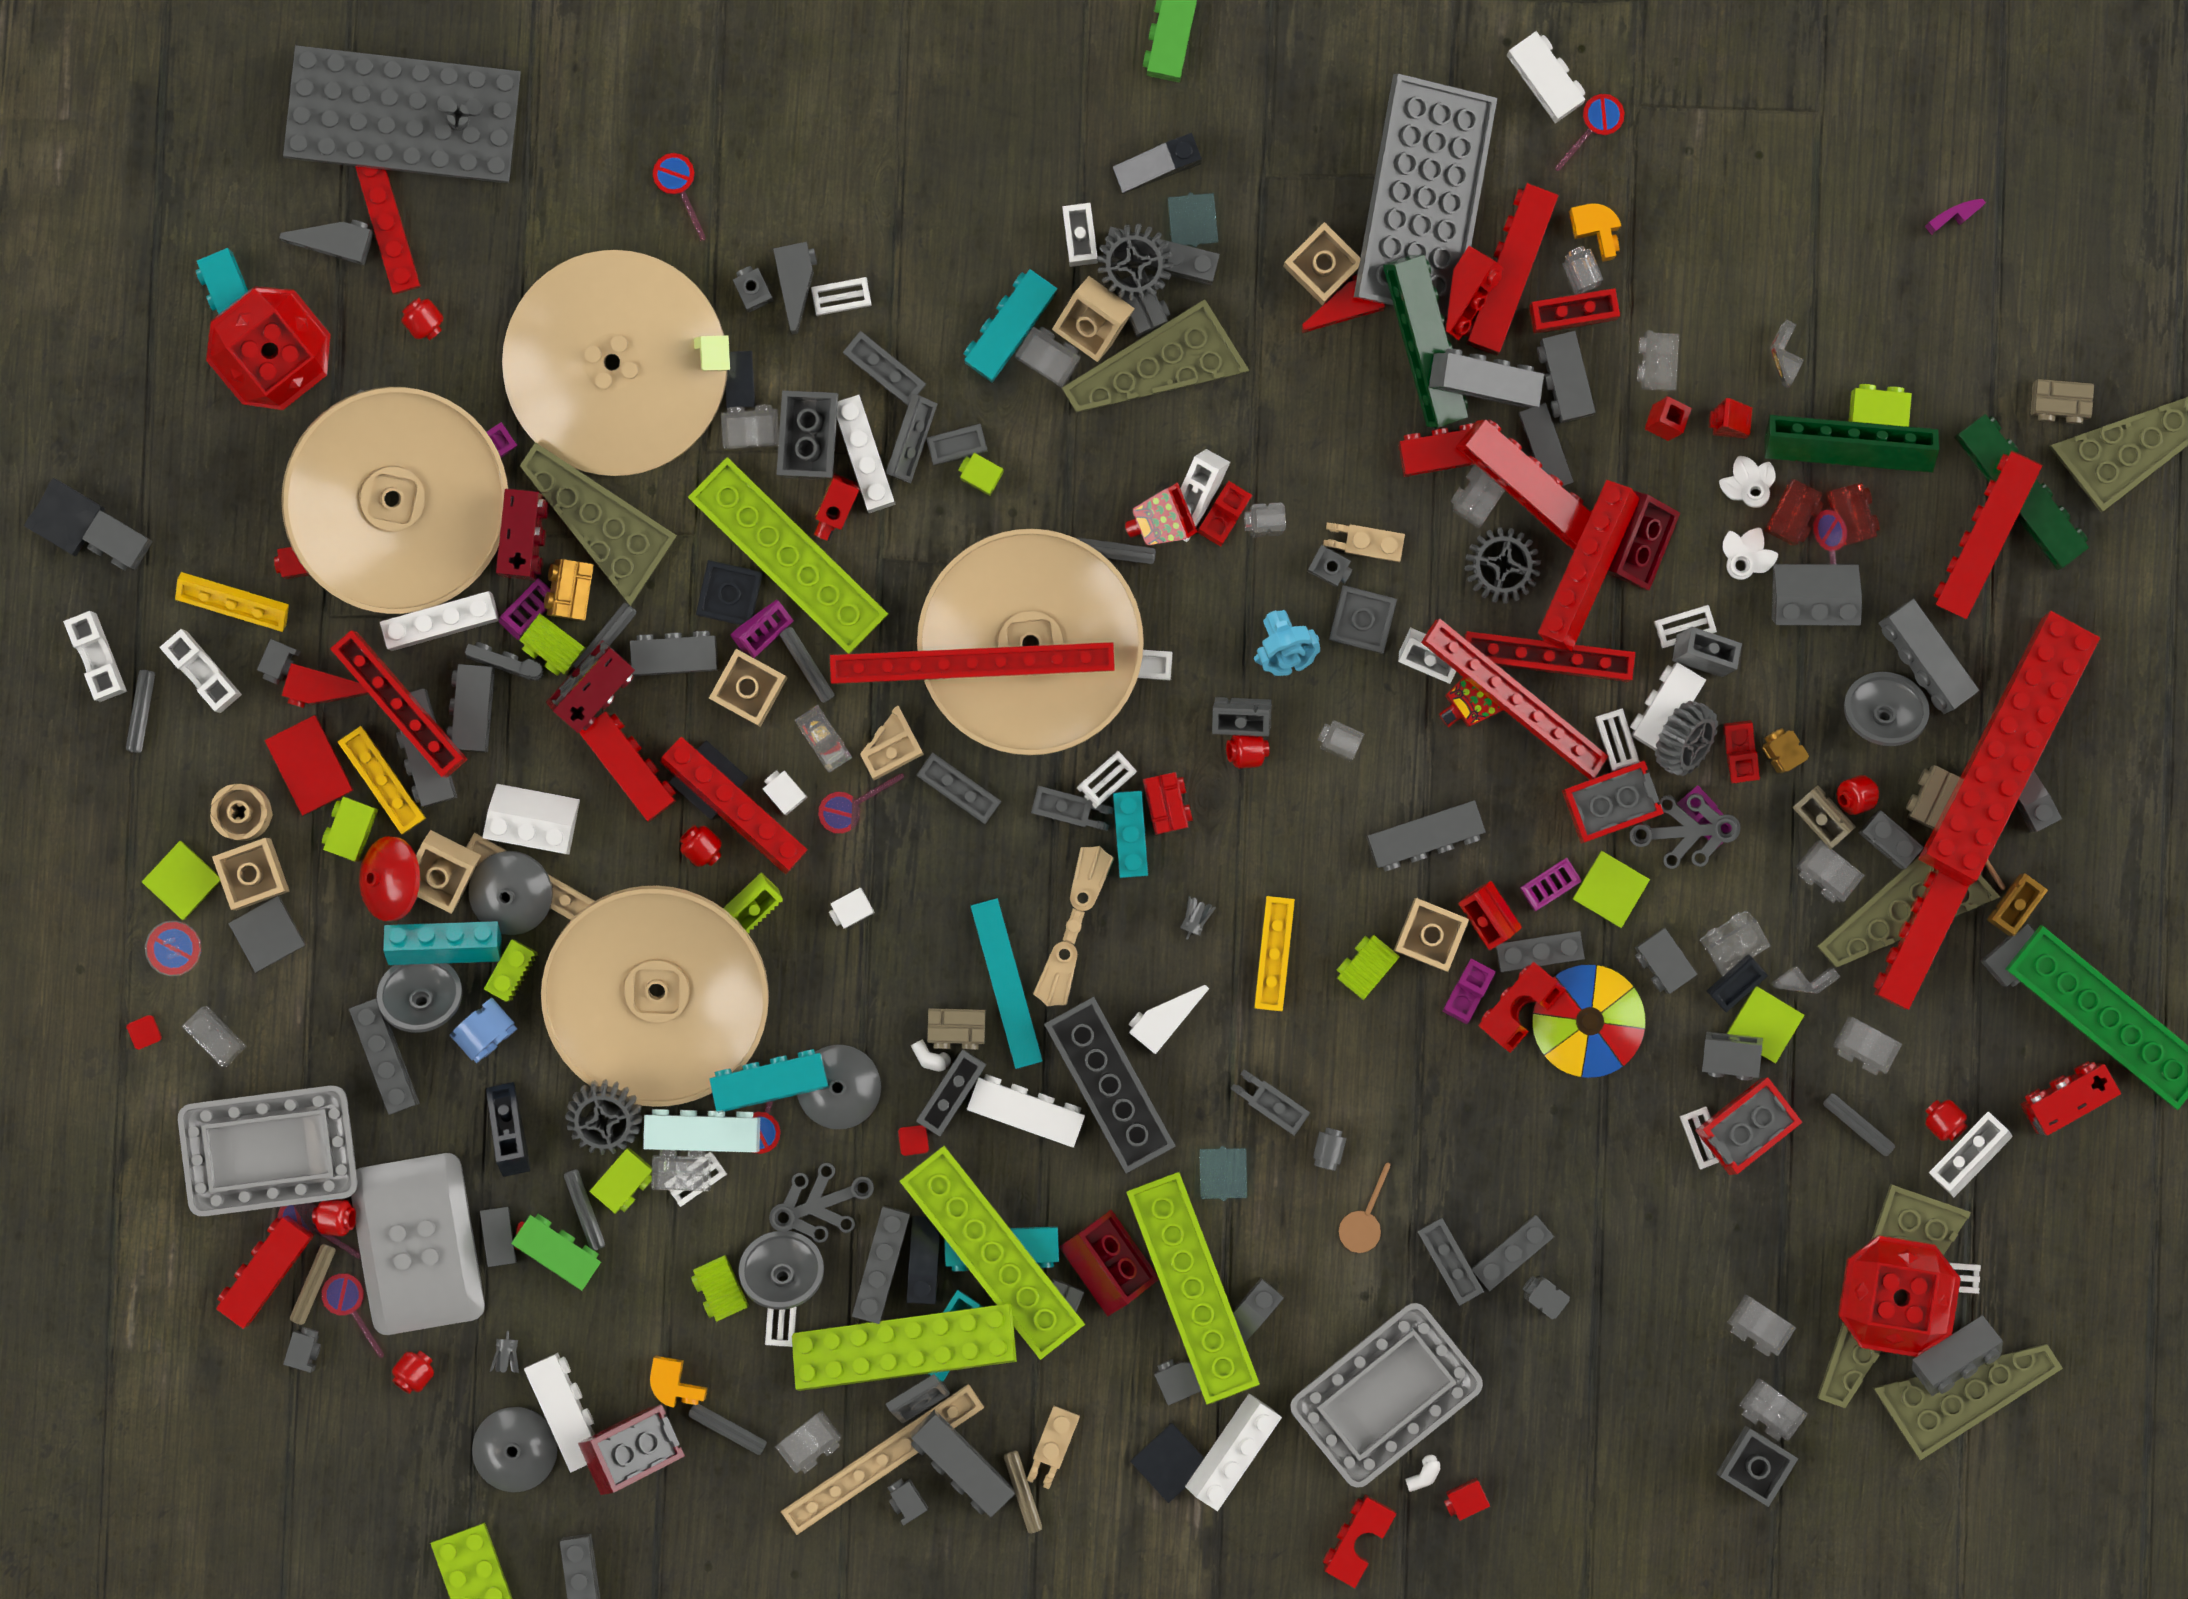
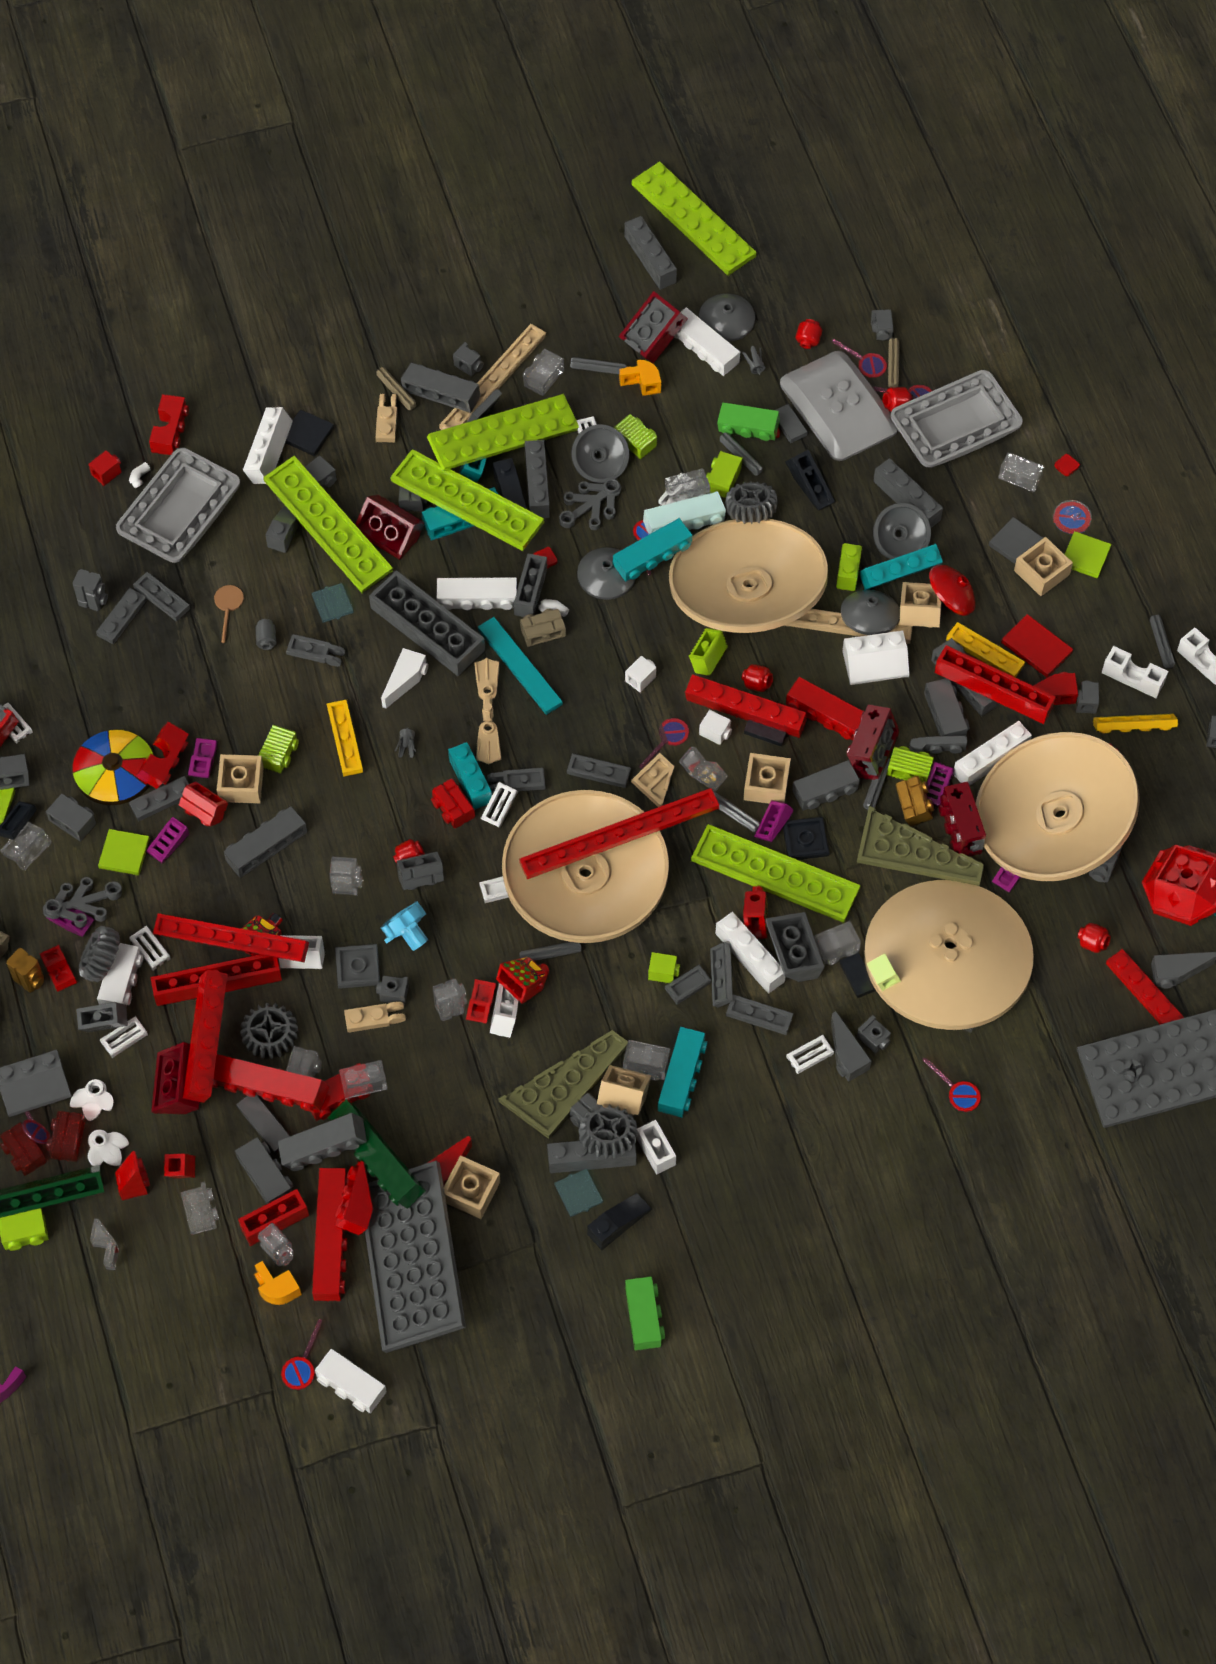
camera: 160 degrees right, 25 degrees down
(224, 812) = (1067, 599): tan brick -> none
(265, 1271) = (926, 357): red brick -> none
(350, 828) = (992, 615): lime brick -> none
(483, 1030) = (851, 524): medium blue brick -> none
(1411, 441) = (363, 1079): none -> clear brick
(1612, 802) = (139, 900): dark grey piece -> none

